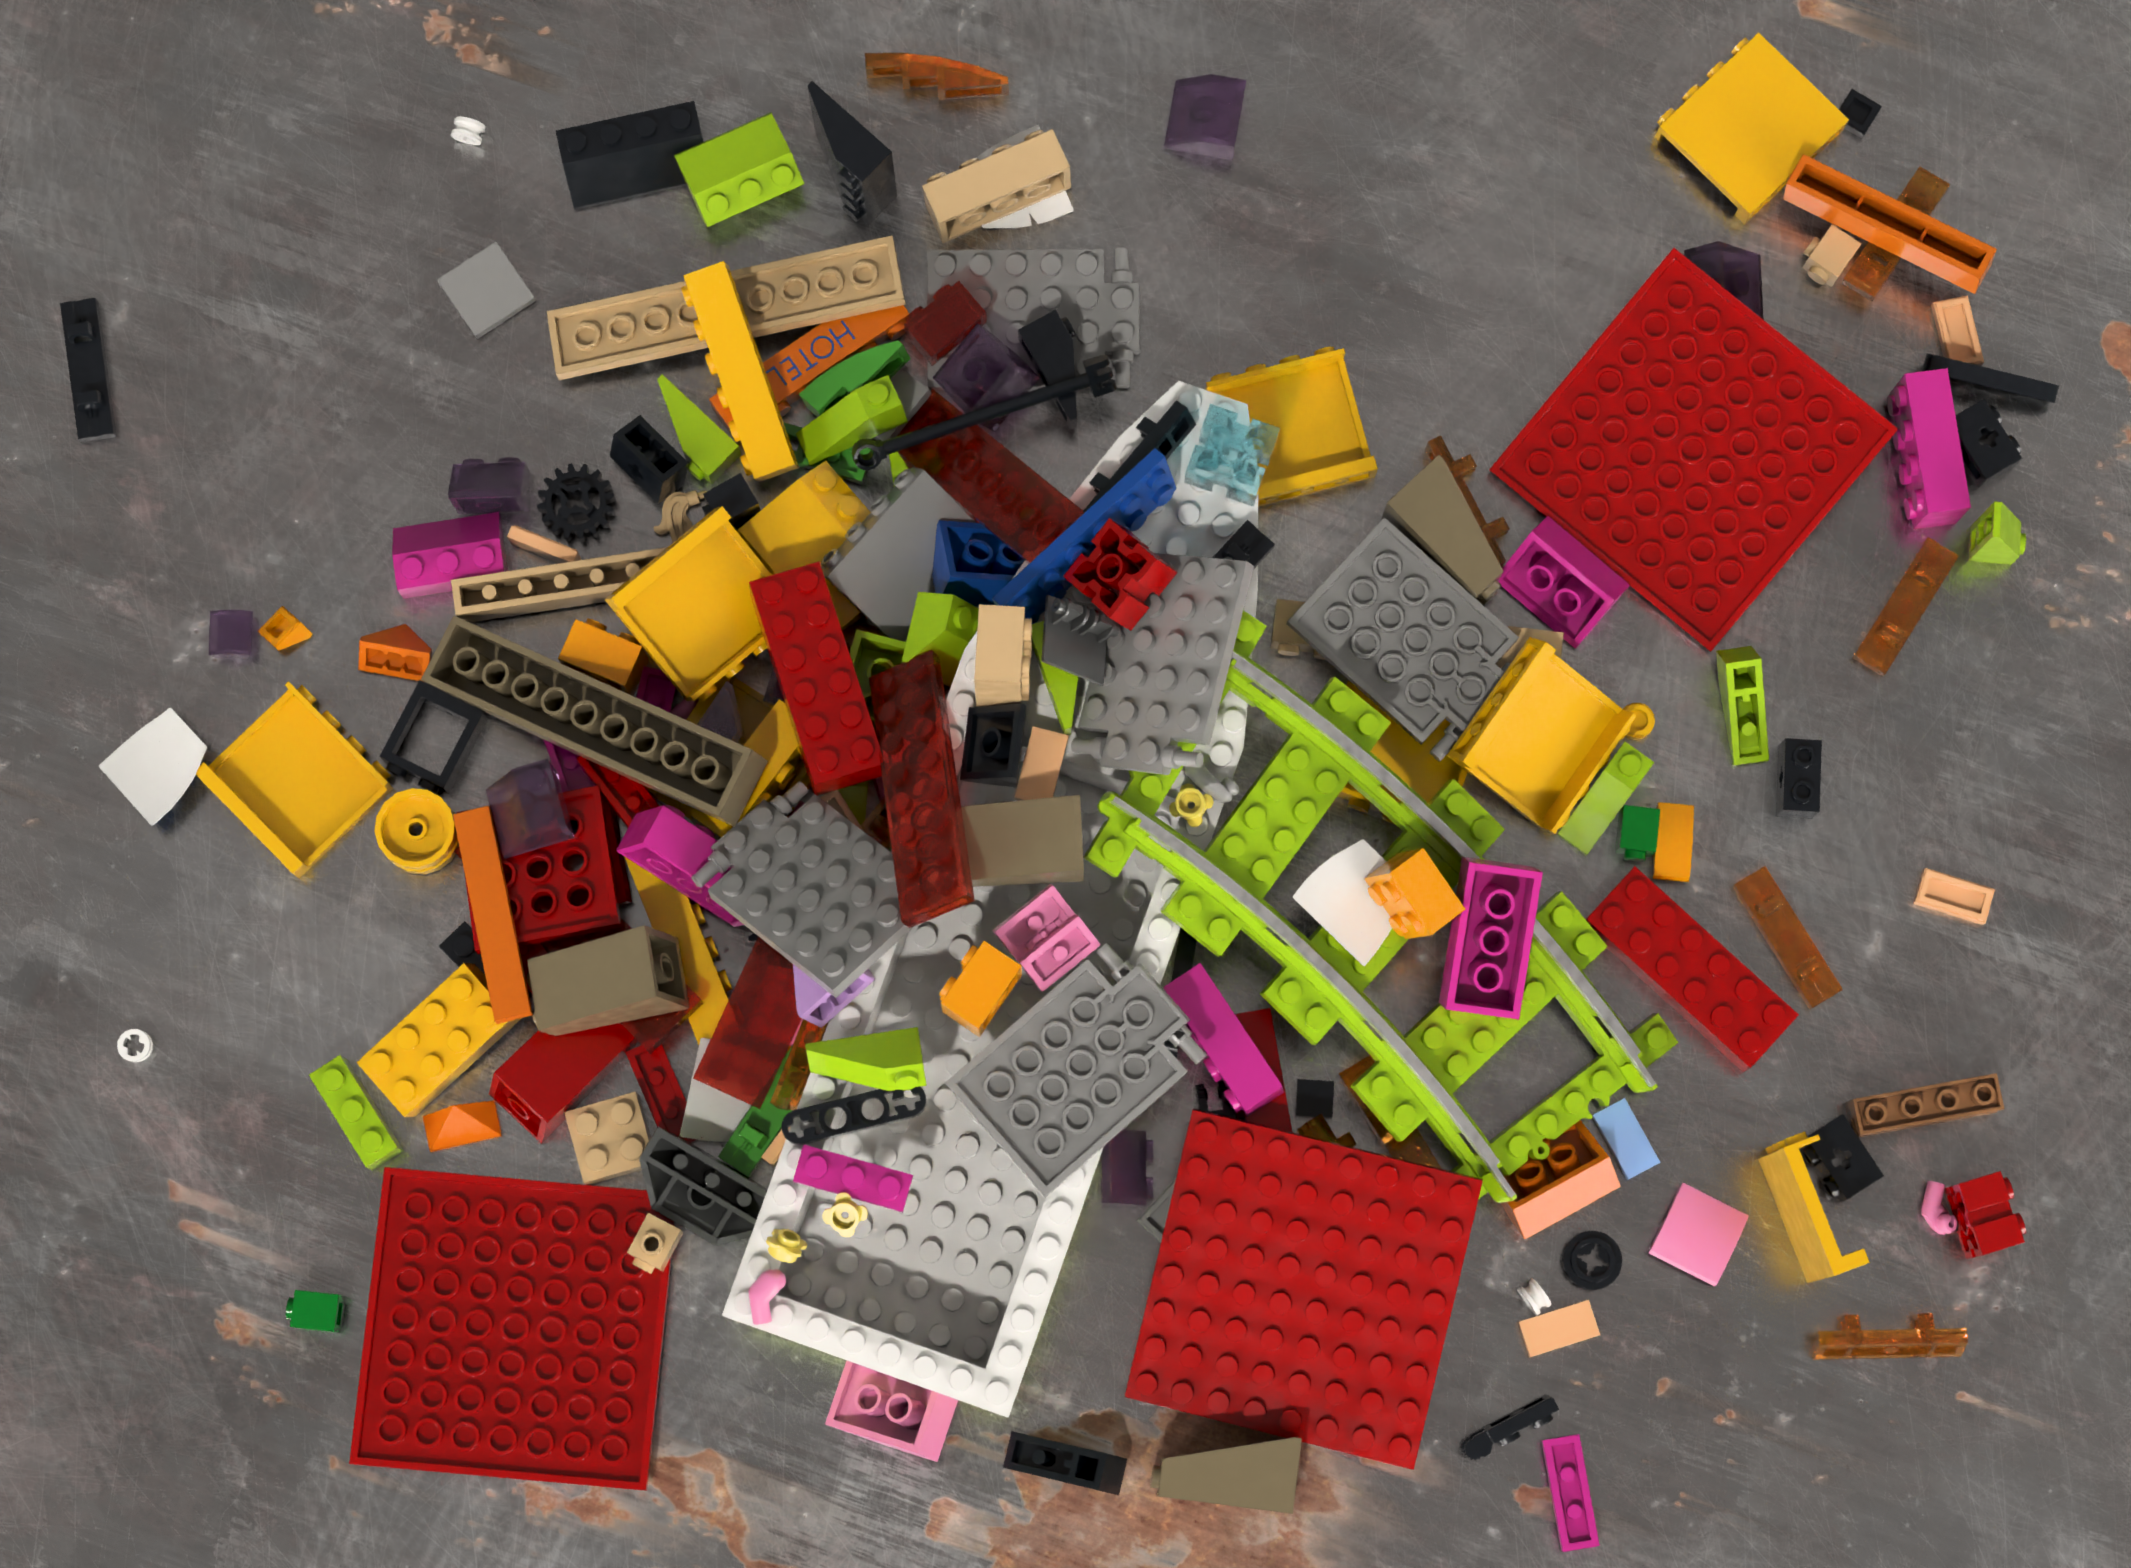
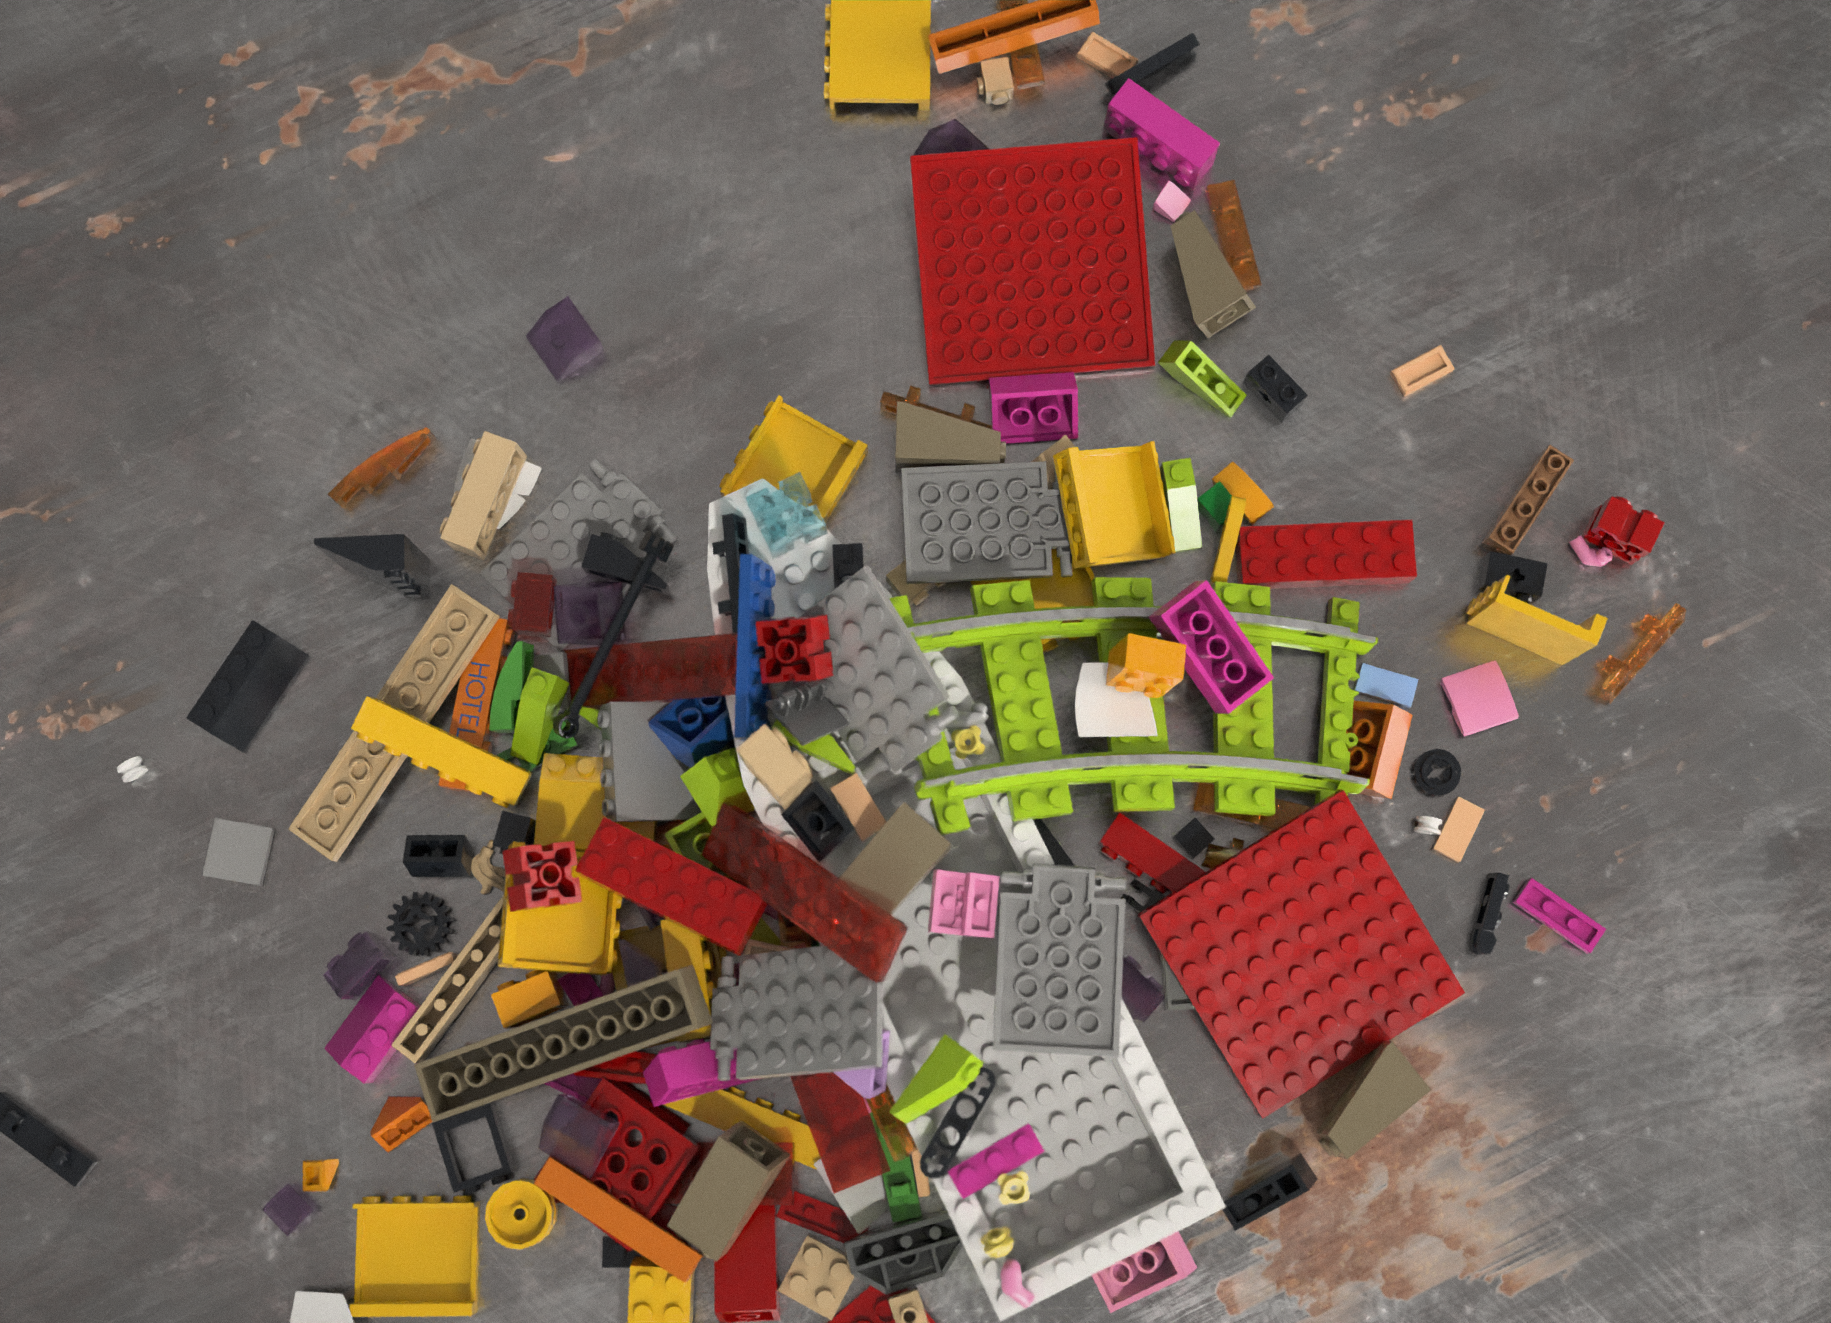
camera: 45 degrees left, 0 degrees up
(702, 441) = (458, 813): lime slope -> none
(717, 579) = (542, 876): none -> red brick
(739, 169) = (320, 634): lime slope -> none
(980, 988) = (958, 973): light orange brick -> none
(1225, 1041) = (1119, 858): dark pink brick -> none
(1612, 868) = (1228, 539): none -> yellow beam
(1642, 723) = (1159, 440): yellow tile -> none
(1787, 937) = (1357, 483): clear orange hinge -> none
(1839, 618) = (1210, 282): none -> dark tan slope
(1879, 520) = (1171, 202): none -> bright pink slope
(1986, 460) = (1198, 99): black brick -> none
(1996, 536) = (1245, 148): lime slope -> none

